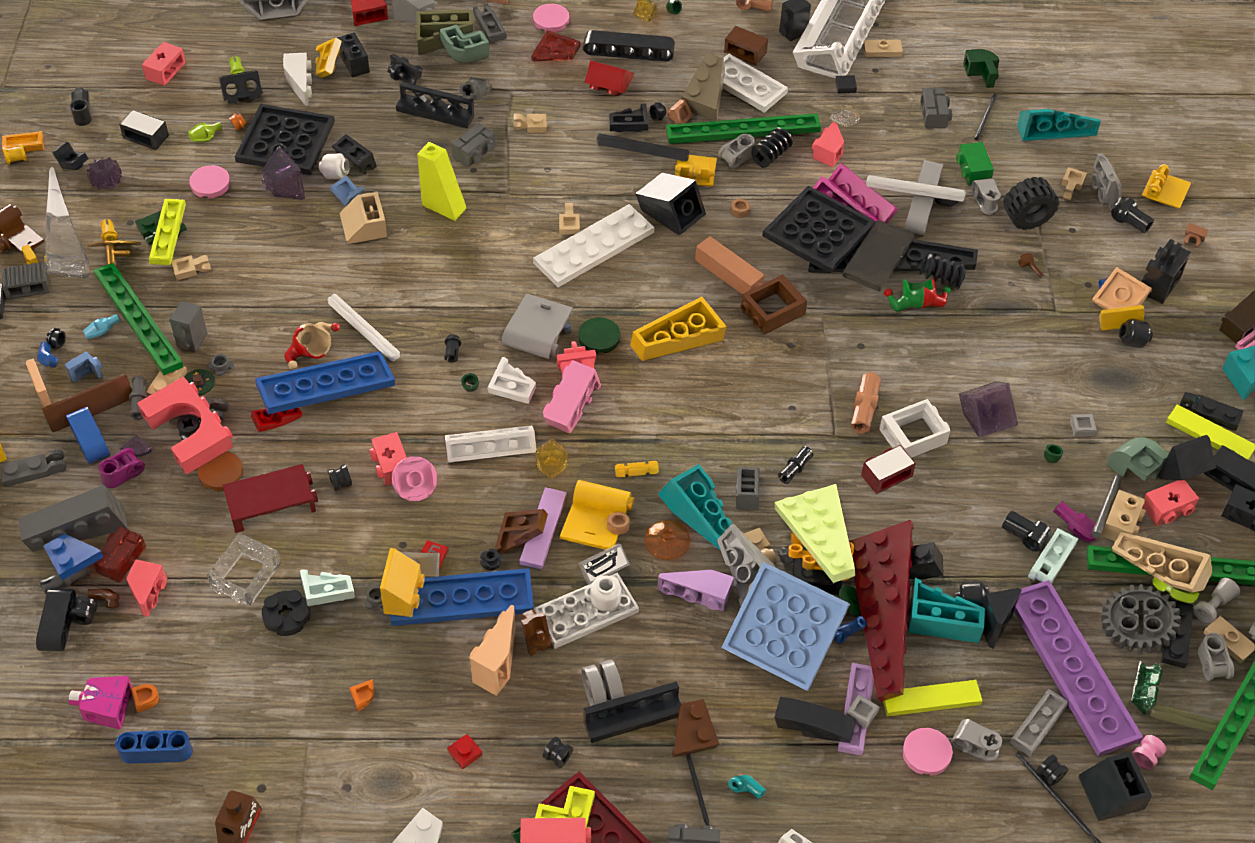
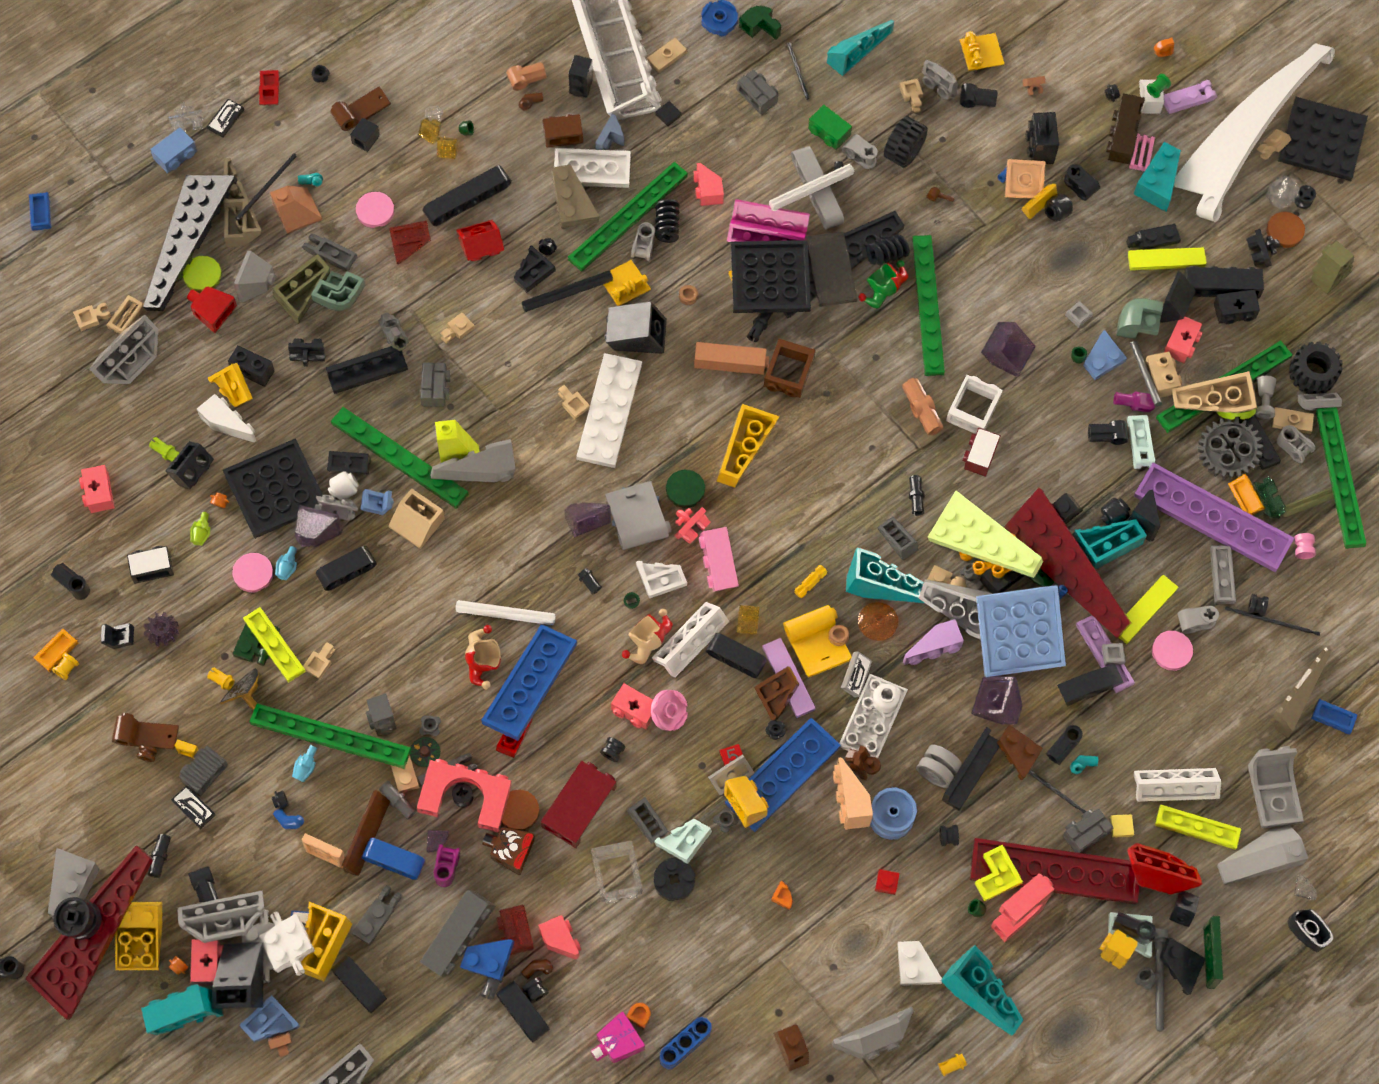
camera: 40 degrees left, 15 degrees up
(62, 246) = (205, 722): clear plate -> none
(82, 366) = (326, 810): medium blue bracket -> none
(182, 492) = (510, 848): none -> torso
(238, 191) = (286, 564): none -> medium azure piece
(277, 219) = (346, 568): none -> black beam
(312, 533) = (653, 816): none -> dark grey slope
(319, 179) = (343, 508): none -> light grey hinge
(398, 178) = (398, 457): none -> green plate
(453, 214) = (489, 465): none -> light grey wedge
(456, 417) = (648, 636): none -> tan piece
(493, 301) = (587, 517): none -> slope
(515, 479) = (736, 655): none -> black beam
(522, 693) = (891, 802): none -> medium blue wheel
(680, 112) = (567, 236): nougat tile -> none
(713, 674) = (998, 700): none -> slope
(740, 756) = (1064, 745): none -> black piece
(741, 16) = (529, 99): none -> reddish brown arm
(780, 261) = (759, 324): none -> black pin
(781, 68) = (611, 133): none -> sand blue slope
(845, 118) = (700, 151): clear tile -> none
(943, 336) = (928, 305): none -> green plate
(958, 47) = (716, 26): none -> blue plate
(1077, 471) = (1103, 357): none -> medium blue wing
(1115, 787) = (1304, 587): black slope -> none
(1124, 669) = (1246, 495): none -> light orange tile
(1175, 327) = (1081, 183): none -> black piece

